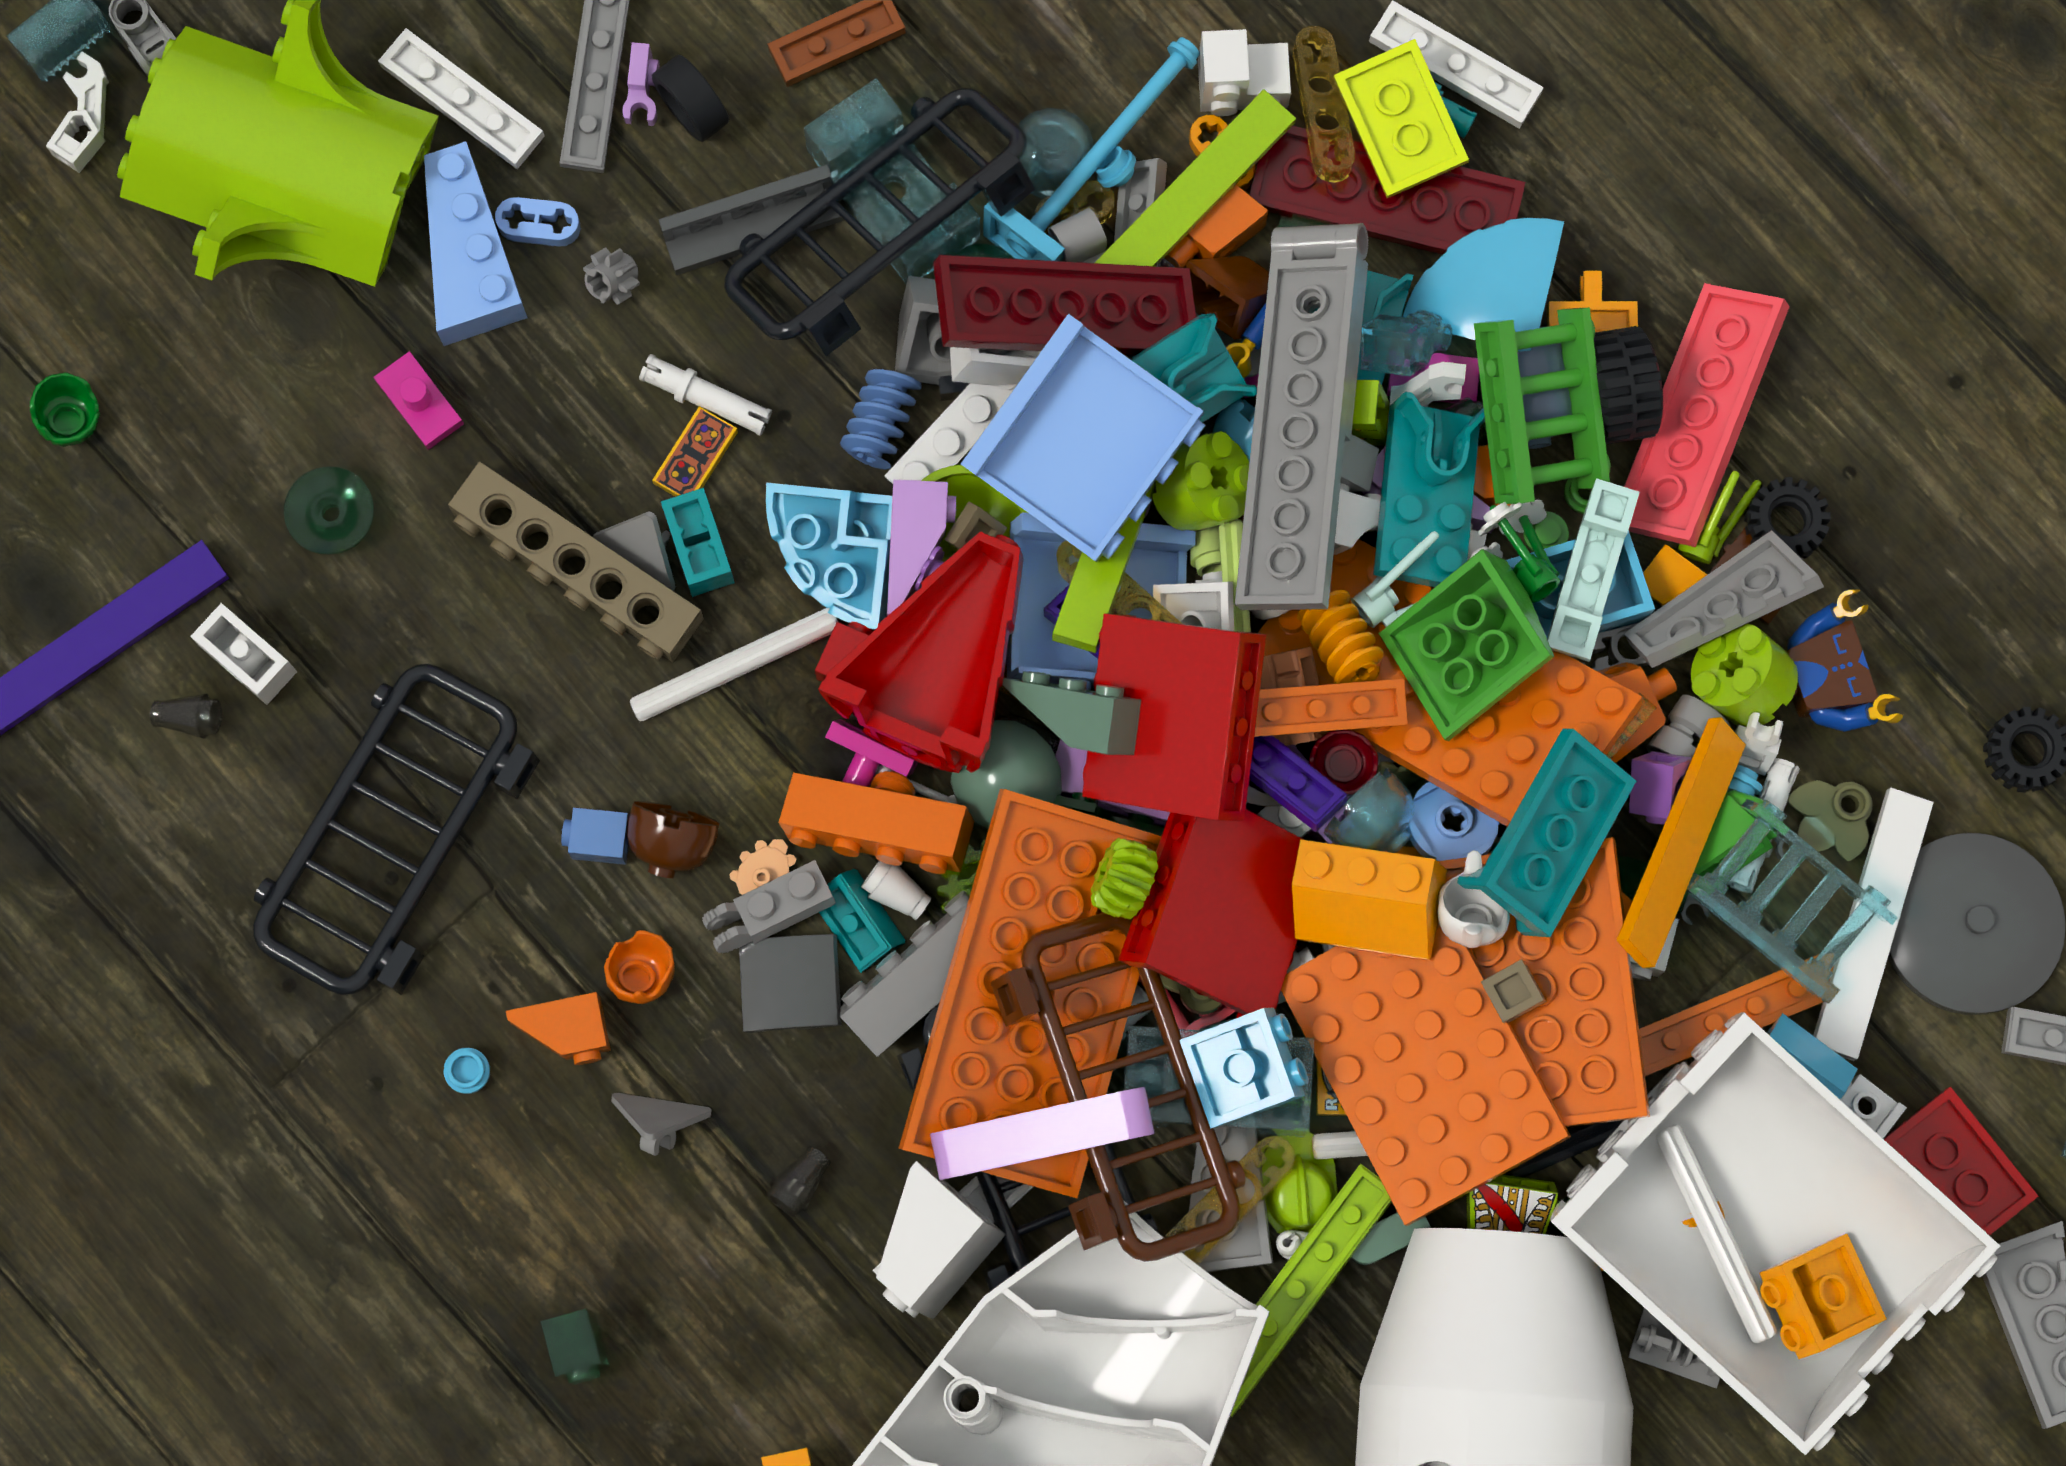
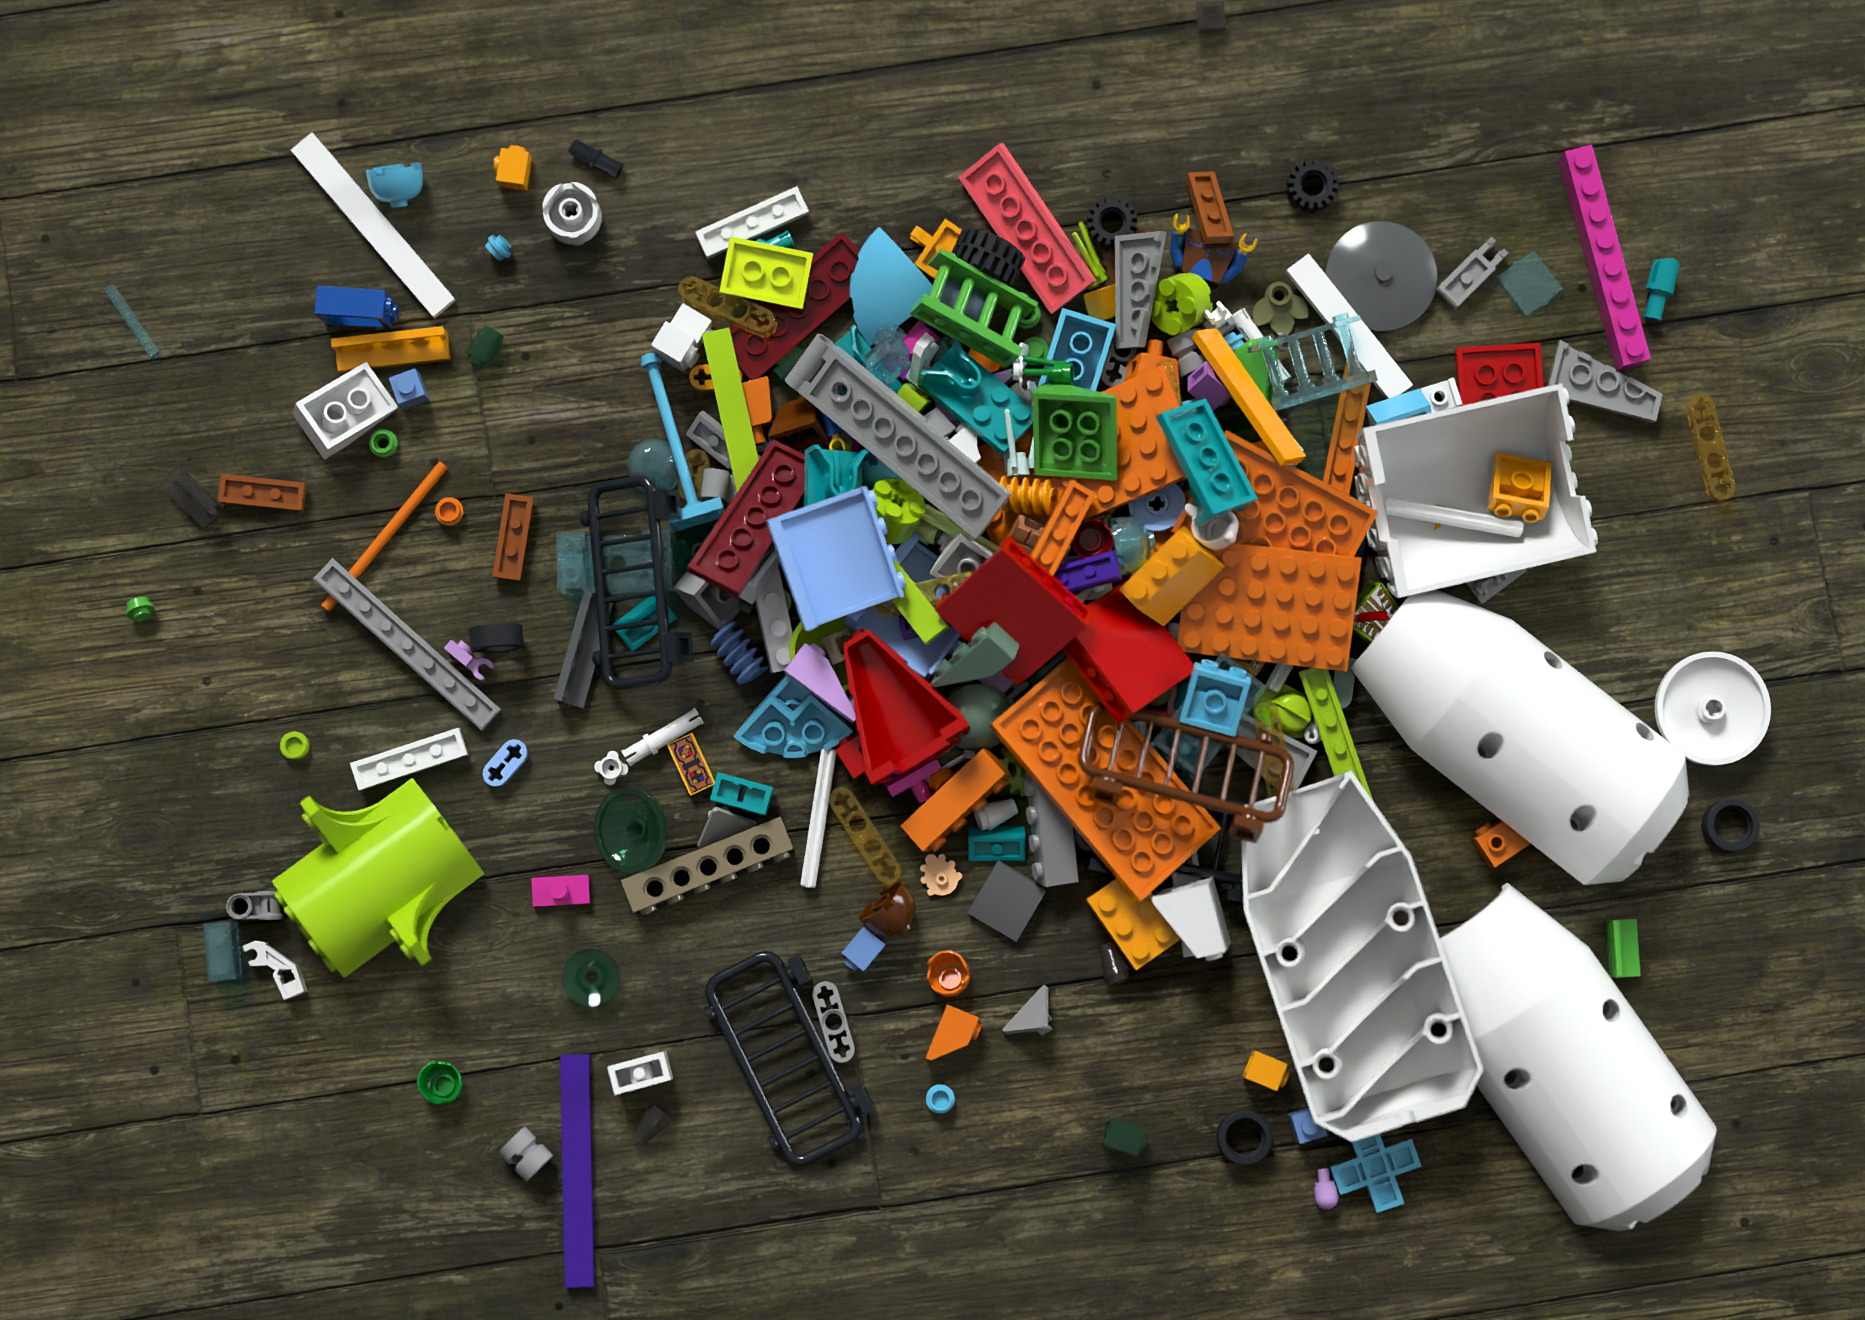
camera: 55 degrees left, 5 degrees up
(42, 579) = (525, 1154): none -> light grey wheel
(467, 256) = (504, 813): light blue wedge -> none
(474, 843) = (847, 1040): none -> light grey beam
(554, 431) = (619, 830): none -> clear green dish
(611, 276) = (564, 743): light grey gear -> none
(613, 348) = (603, 767): none -> white plate
(746, 738) = (865, 835): none -> clear yellow beam
(770, 908) = (962, 883): light grey hinge -> none
(817, 277) = (644, 611): none -> teal slope
(867, 1167) = (1133, 926): none -> light orange brick
(930, 565) = (843, 679): medium lavender plant -> none
(1042, 1133) = (1184, 824): beam -> none
(1116, 168) = (689, 438): medium azure plate -> none
(1124, 878) = (1079, 693): lime gear -> none
(1513, 991) = (1269, 535): dark tan plate -> none
(1591, 569) = (1076, 344): light aqua slope -> none
(1899, 630) = (1209, 207): none -> dark orange plate

